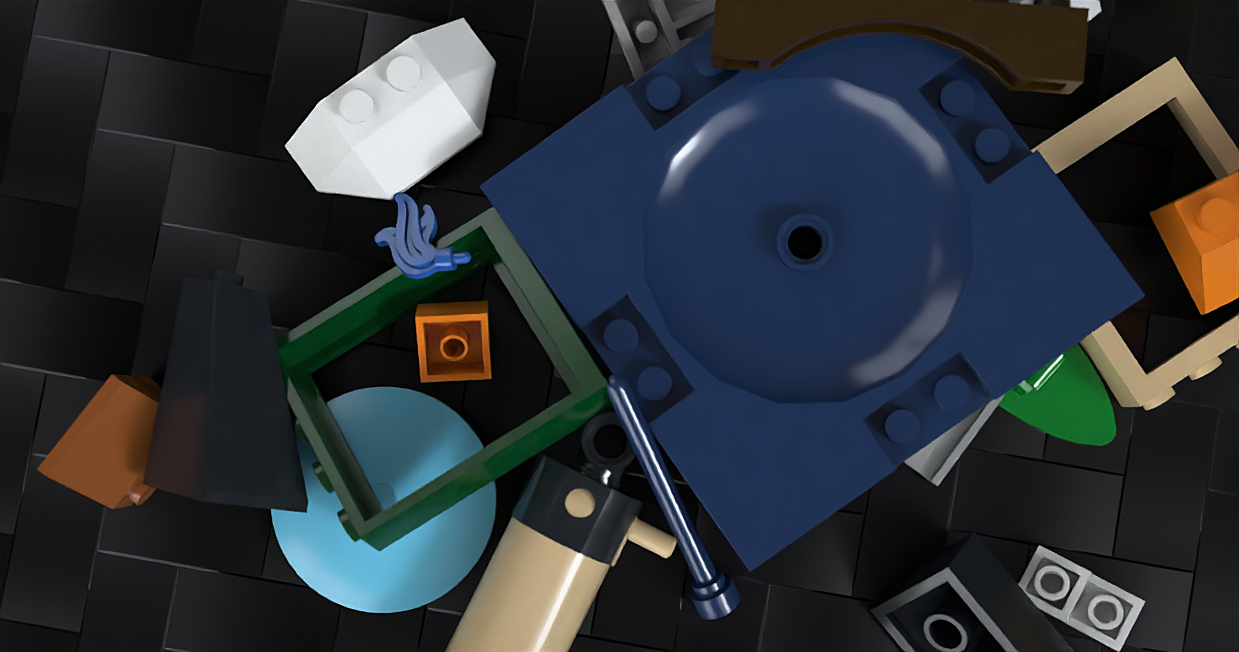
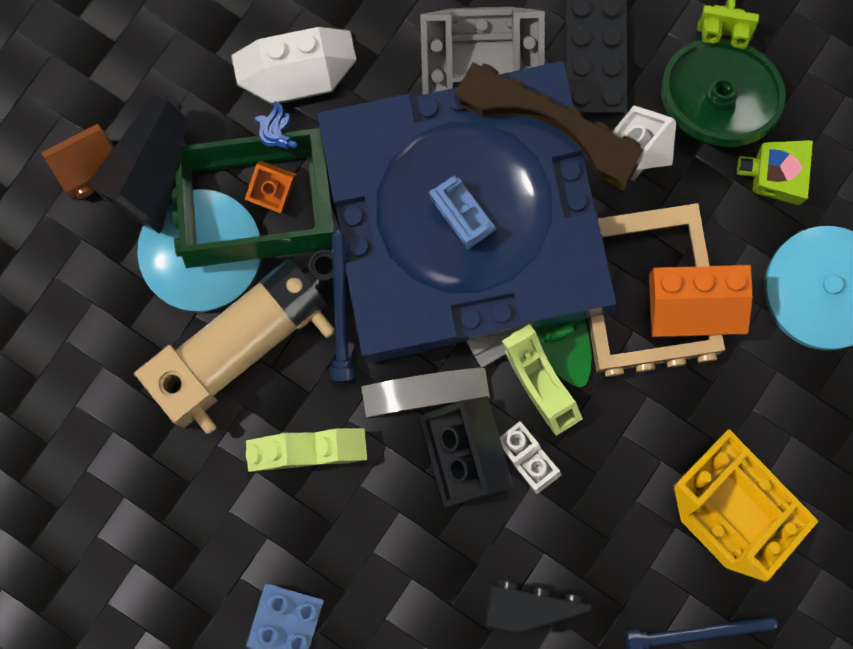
camera: 30 degrees right, 5 degrees down
(808, 251) = (461, 211): none -> medium blue hinge
(864, 568) = (424, 391): none -> light grey slope
(1053, 471) = (540, 380): none -> yellowish green arch

